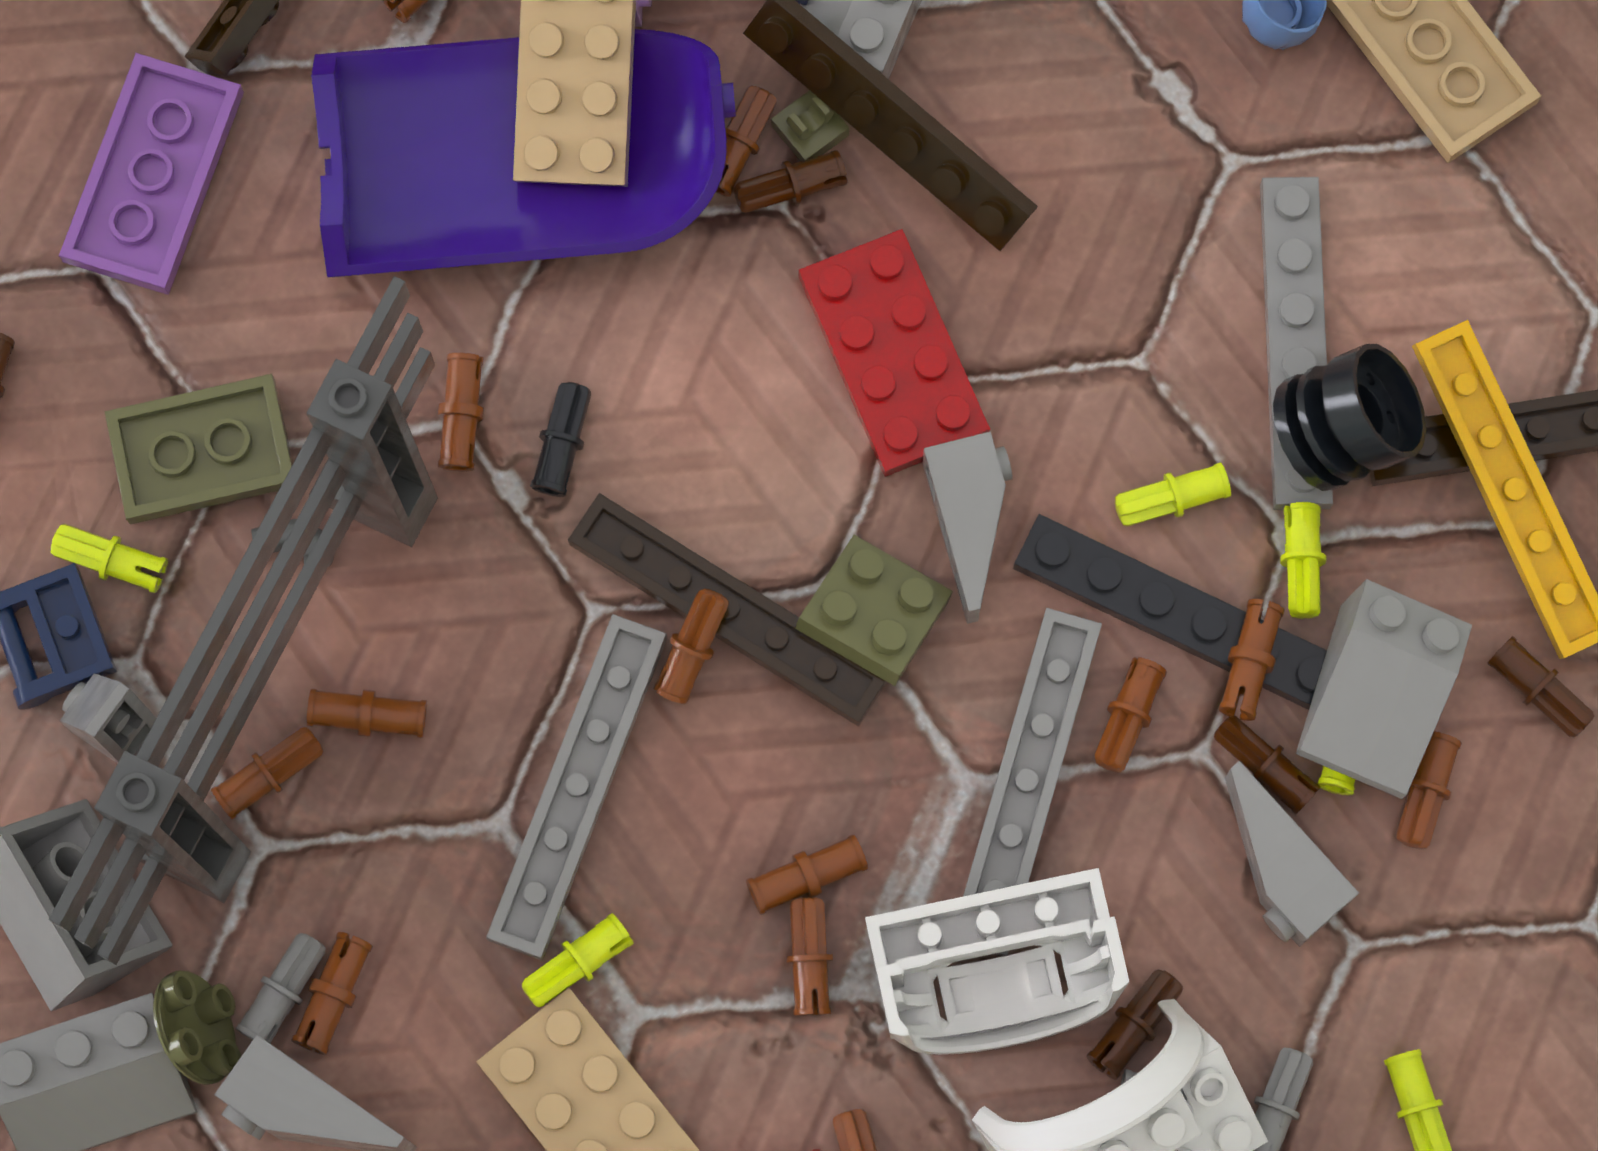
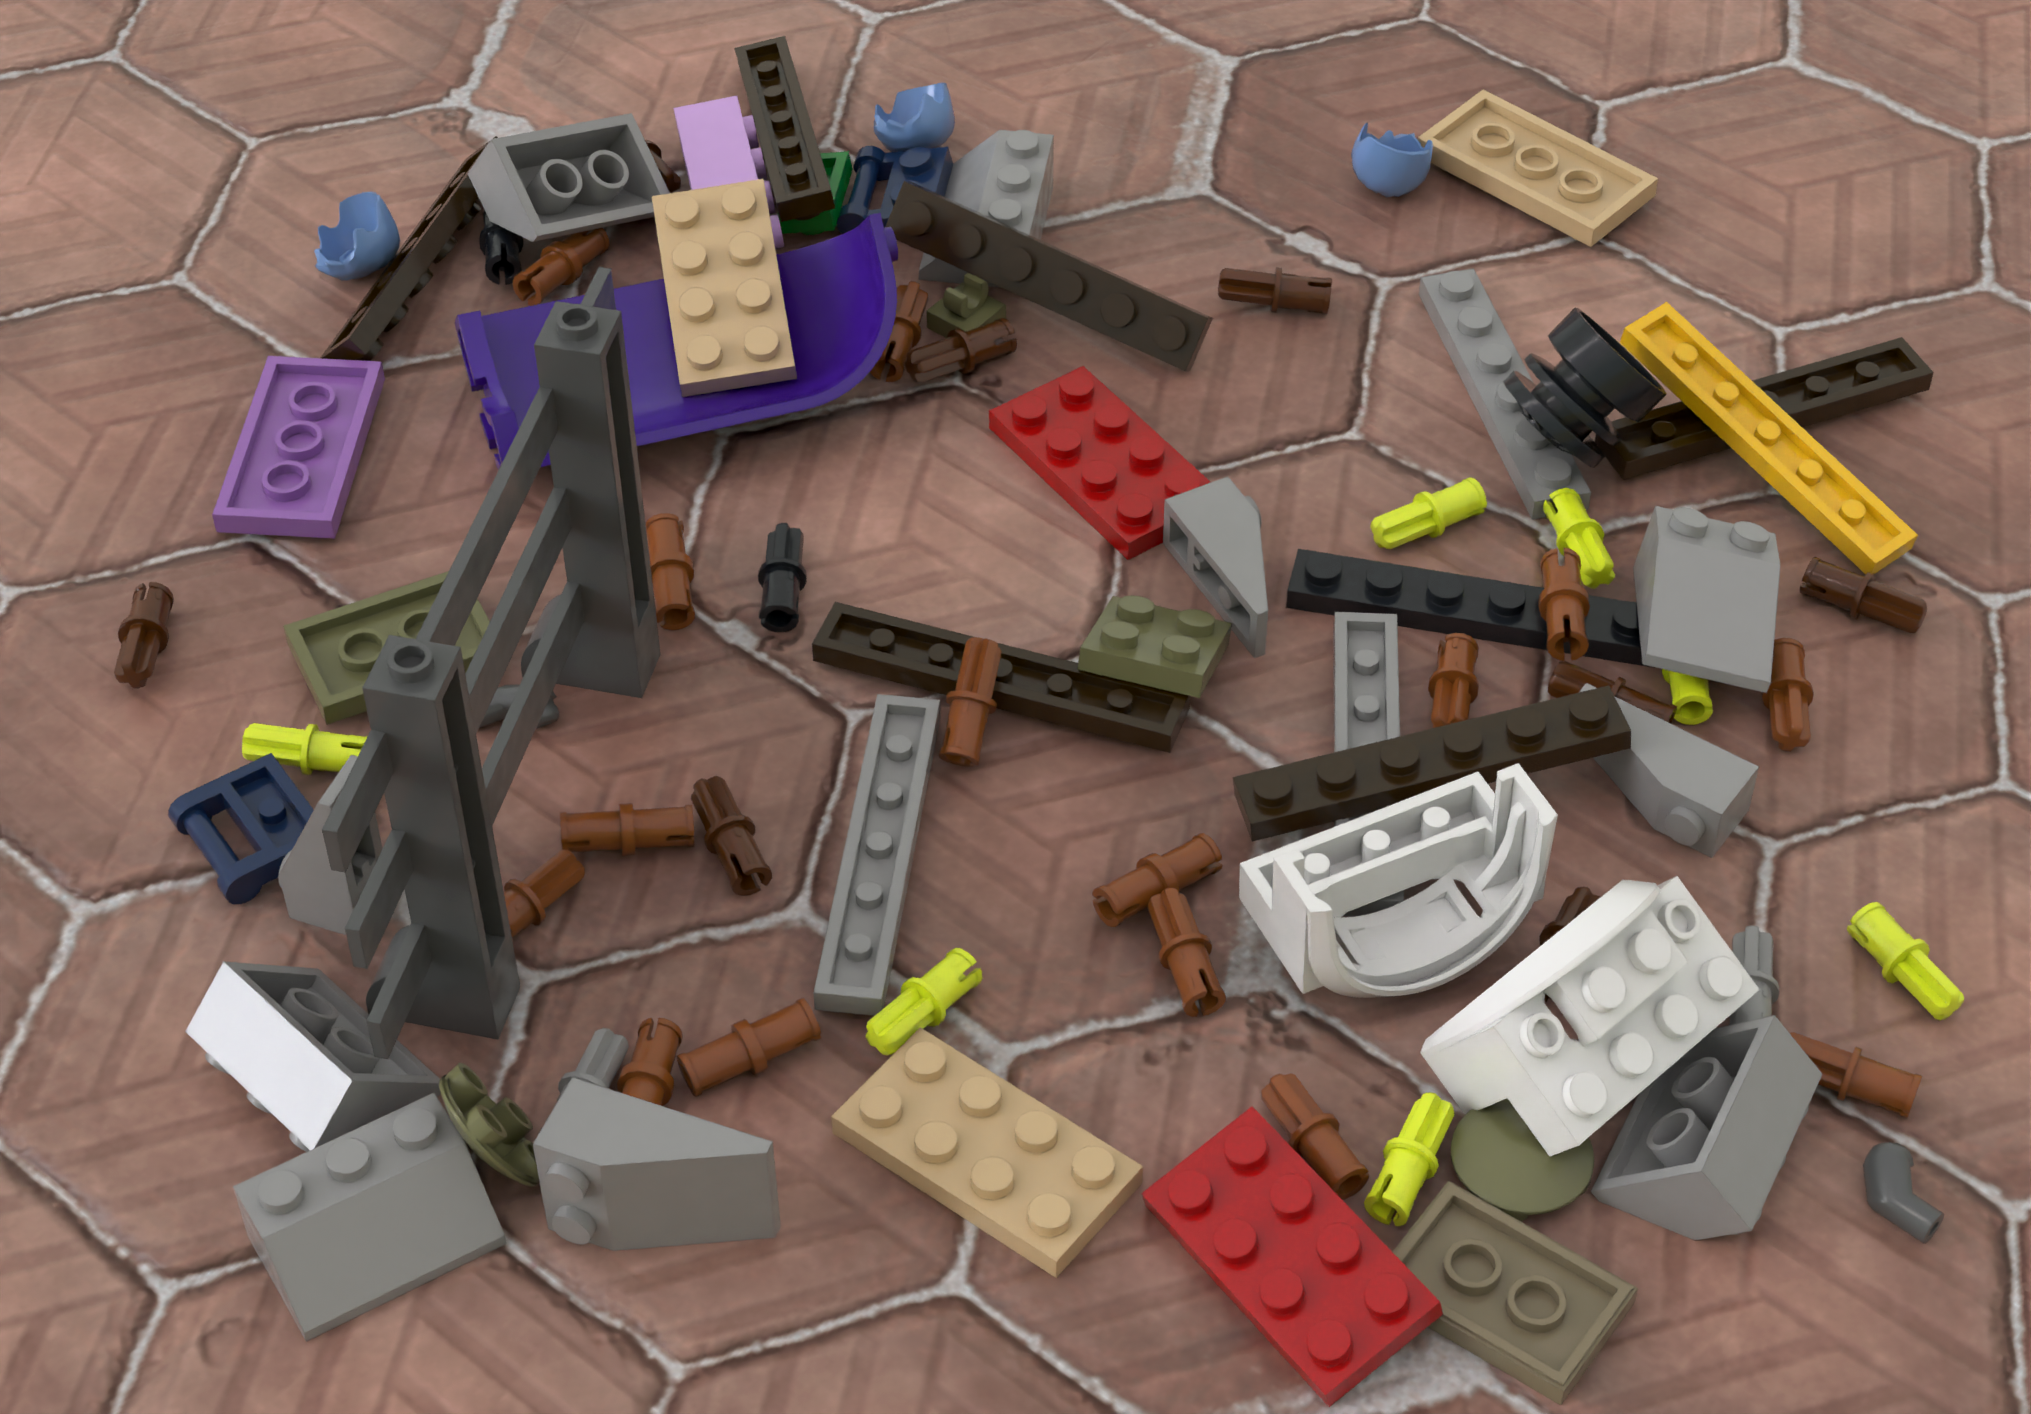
camera: 15 degrees left, 30 degrees down
(423, 974) = (749, 1047): none -> dark orange pin
(453, 739) = (730, 835): none -> reddish brown axle
(1074, 819) = (1408, 765): none -> dark brown plate
(1114, 163) = (1276, 290): none -> reddish brown axle

